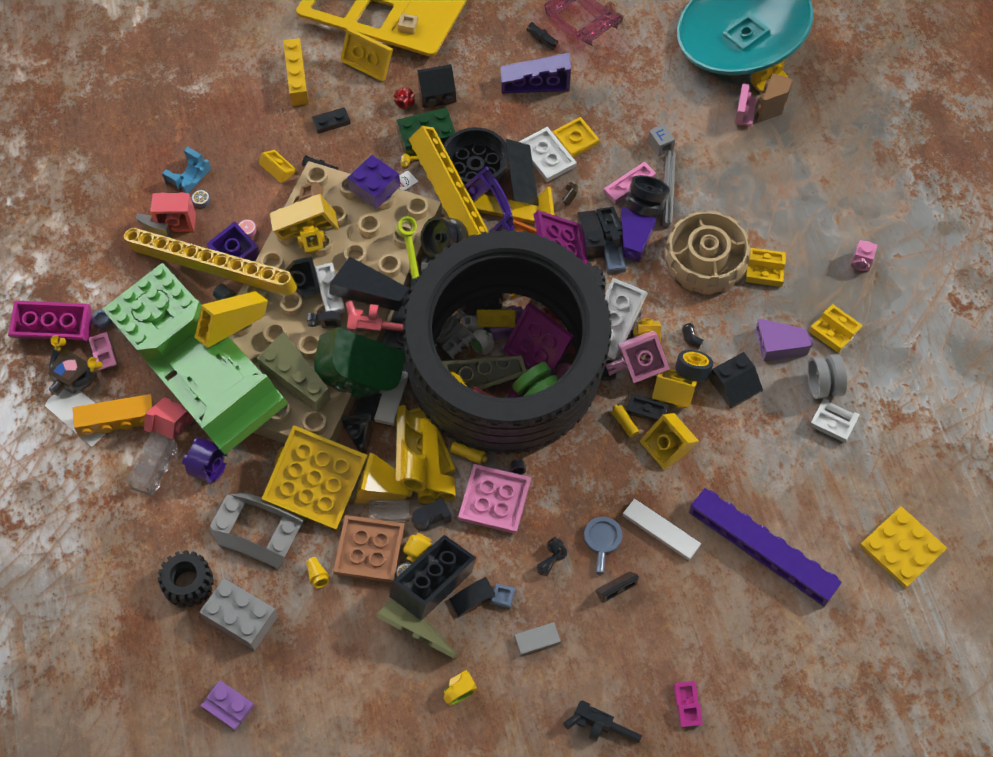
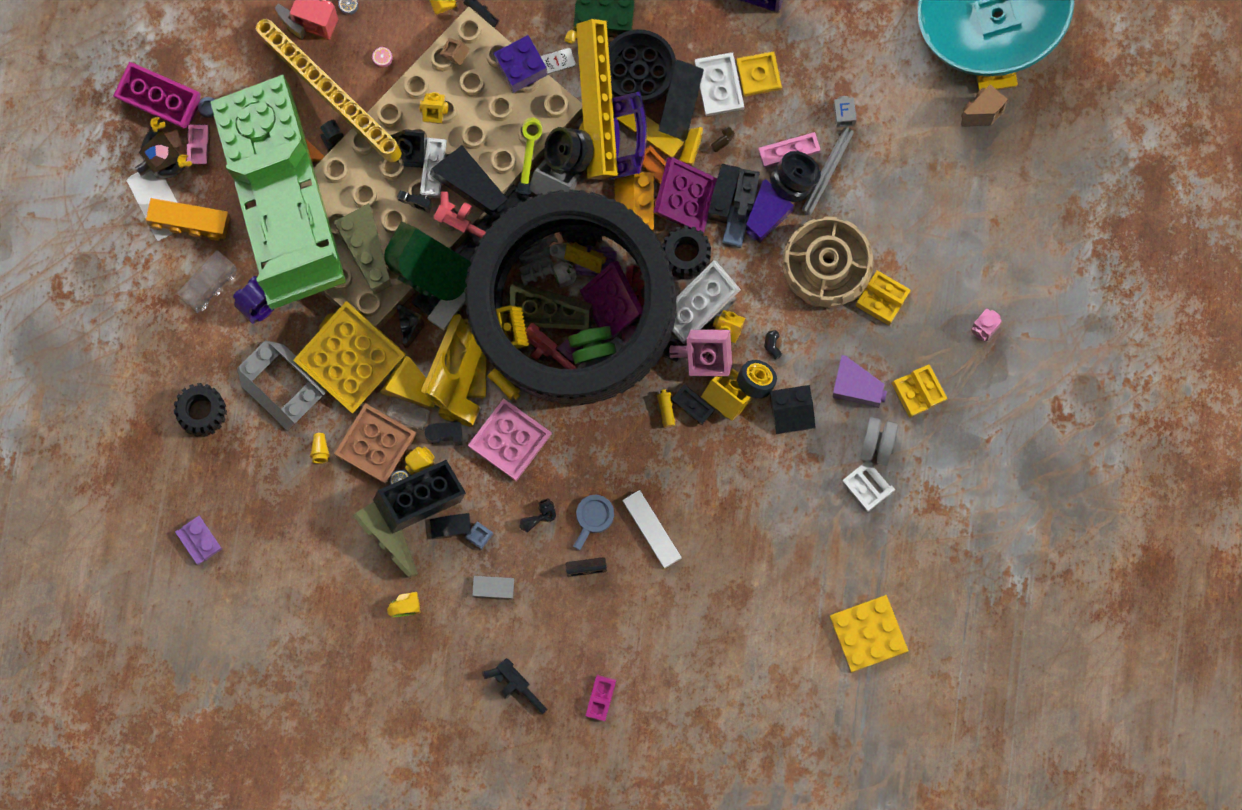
camera: 25 degrees right, 15 degrees up
(167, 418) = (233, 243): coral hips -> none
(228, 316) = (324, 167): yellow slope -> none
(235, 242) = (360, 79): dark purple brick -> none
(239, 614) = (236, 461): light grey brick -> none
(312, 211) = (431, 78): yellow wedge -> none
(518, 467) = (544, 417): black hinge -> none
(668, 440) = (698, 445): yellow slope -> none
(746, 107) = (952, 106): bright pink bracket -> none
(765, 547) = (737, 583): dark purple brick -> none

